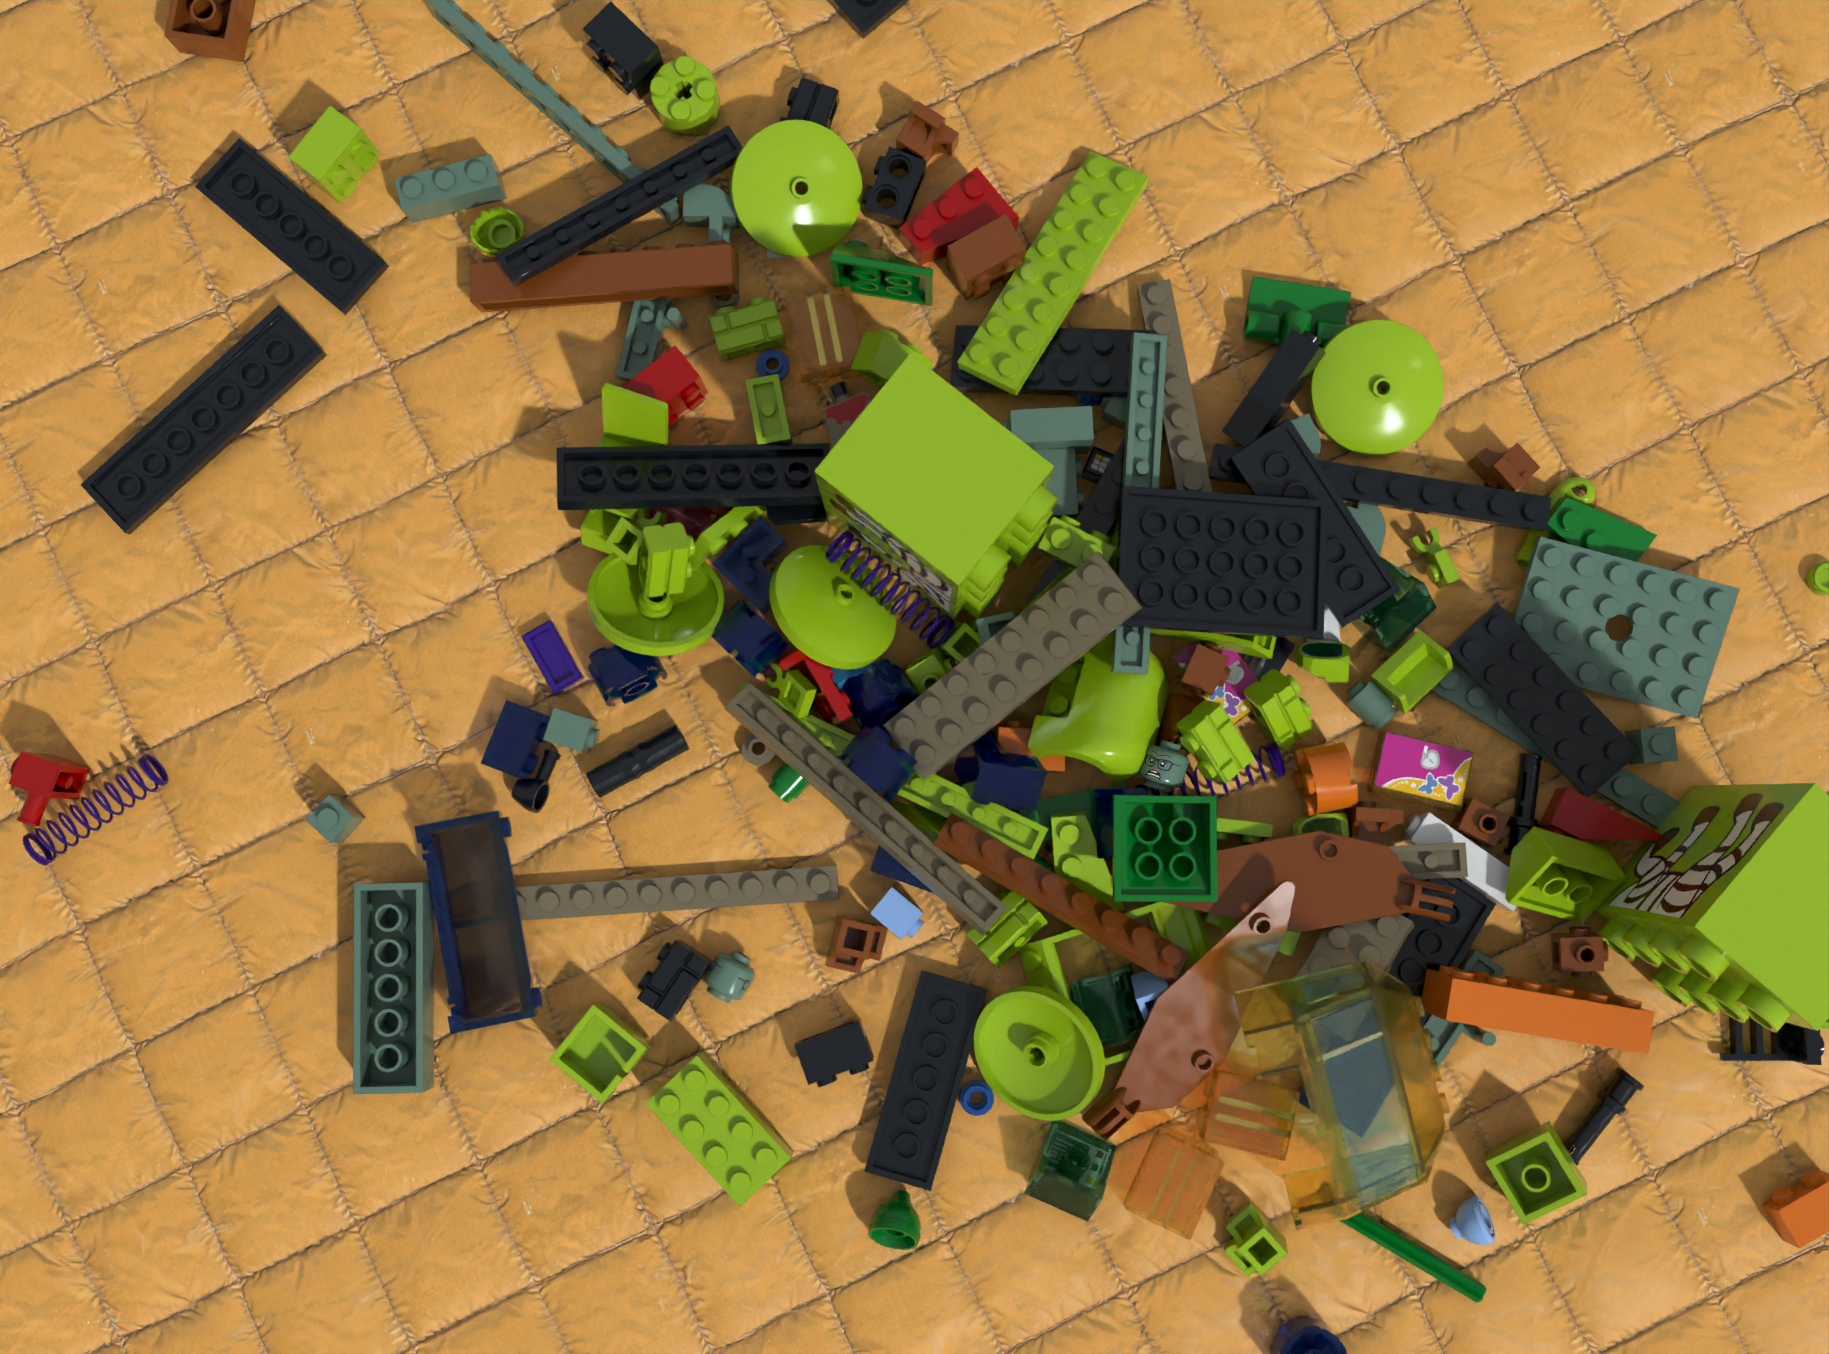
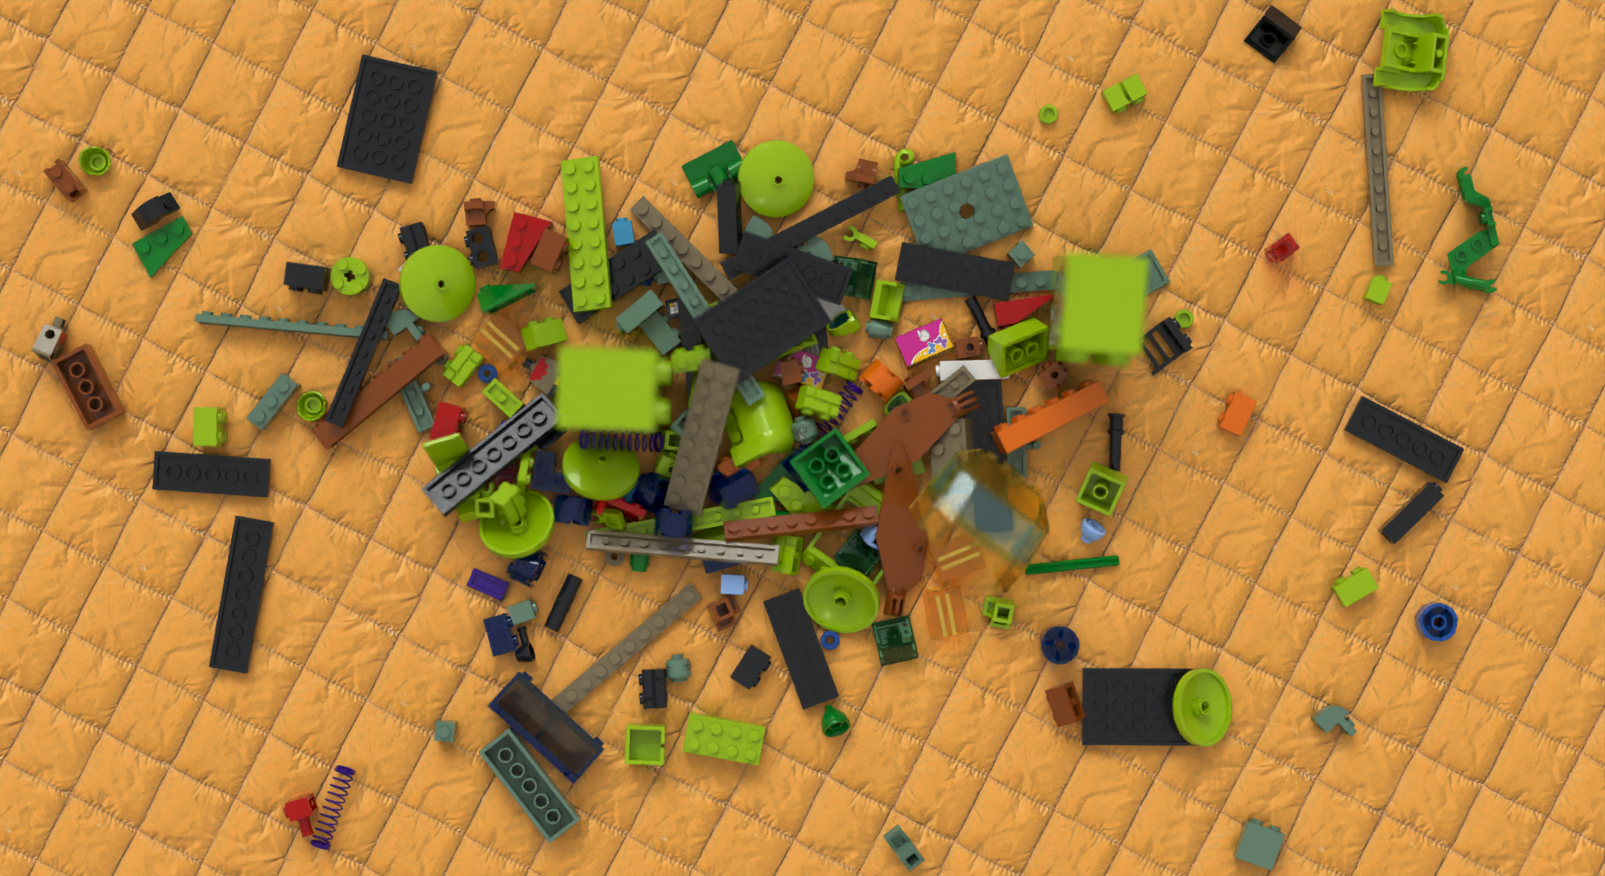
camera: 40 degrees left, 5 degrees up
(1105, 307) = (623, 232): none -> dark azure brick

